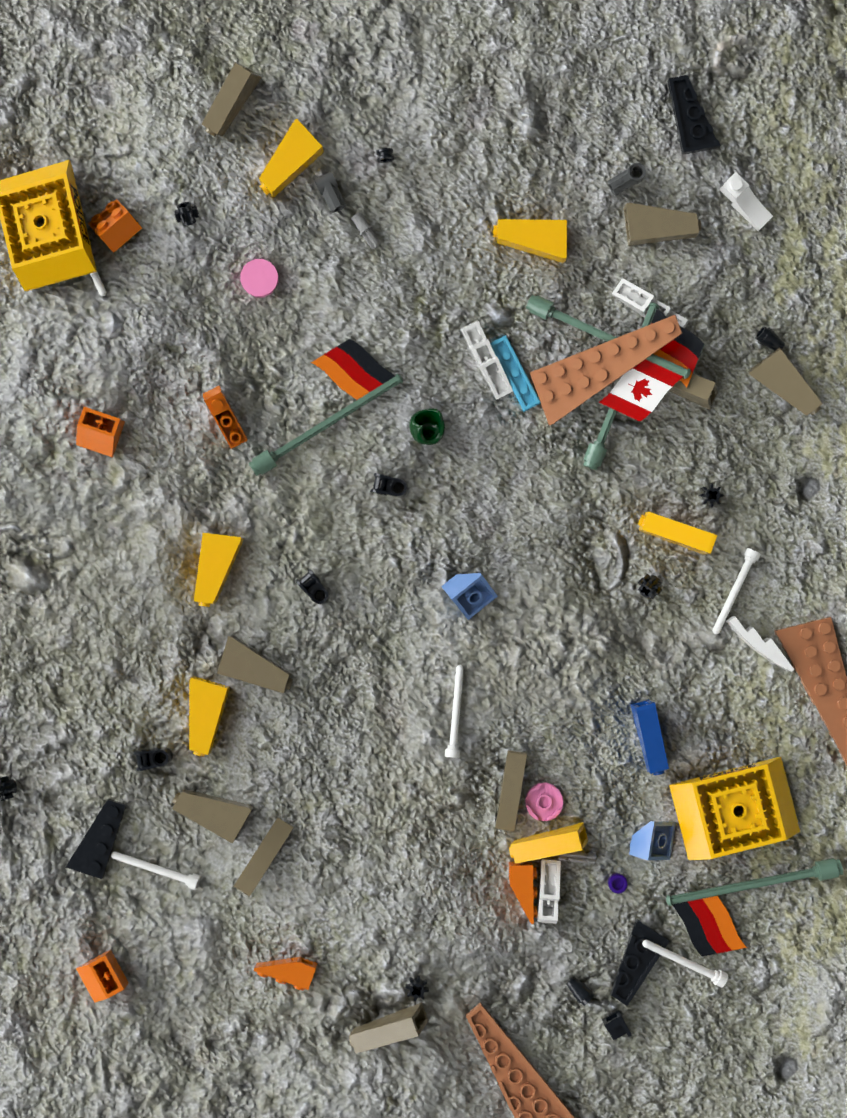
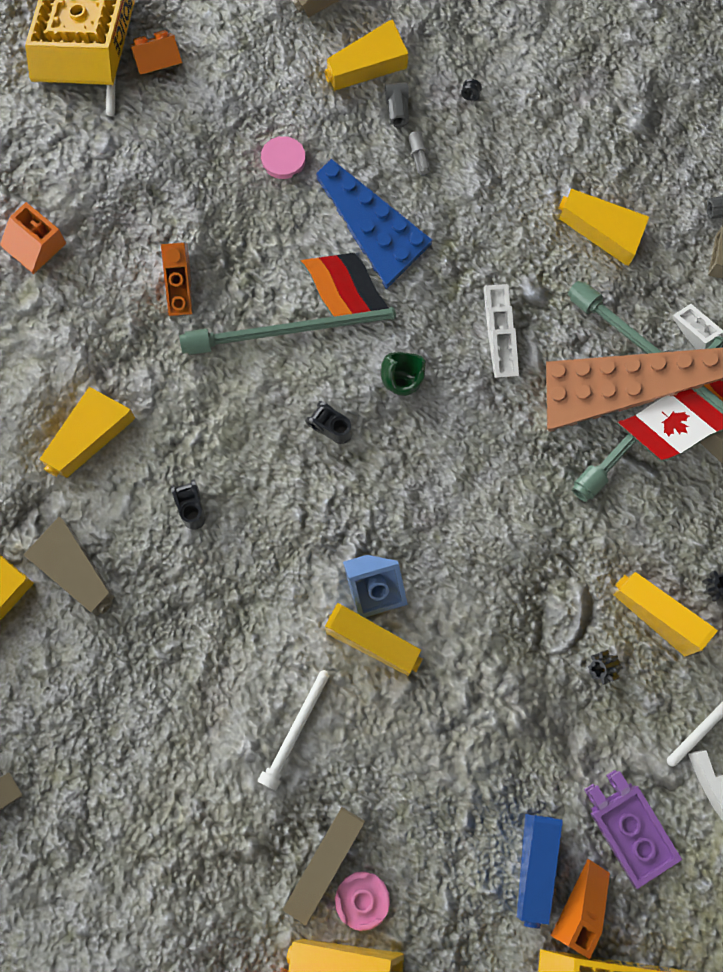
camera: 20 degrees right, 15 degrees down
(186, 213) = (235, 67): black gear -> none
(360, 310) = (378, 229): none -> blue wing
(485, 633) = (372, 640): none -> yellow slope
(515, 374) = (529, 360): medium azure tile -> none
(689, 750) = (584, 911): none -> orange slope
(704, 687) = (632, 830): none -> medium lavender tile

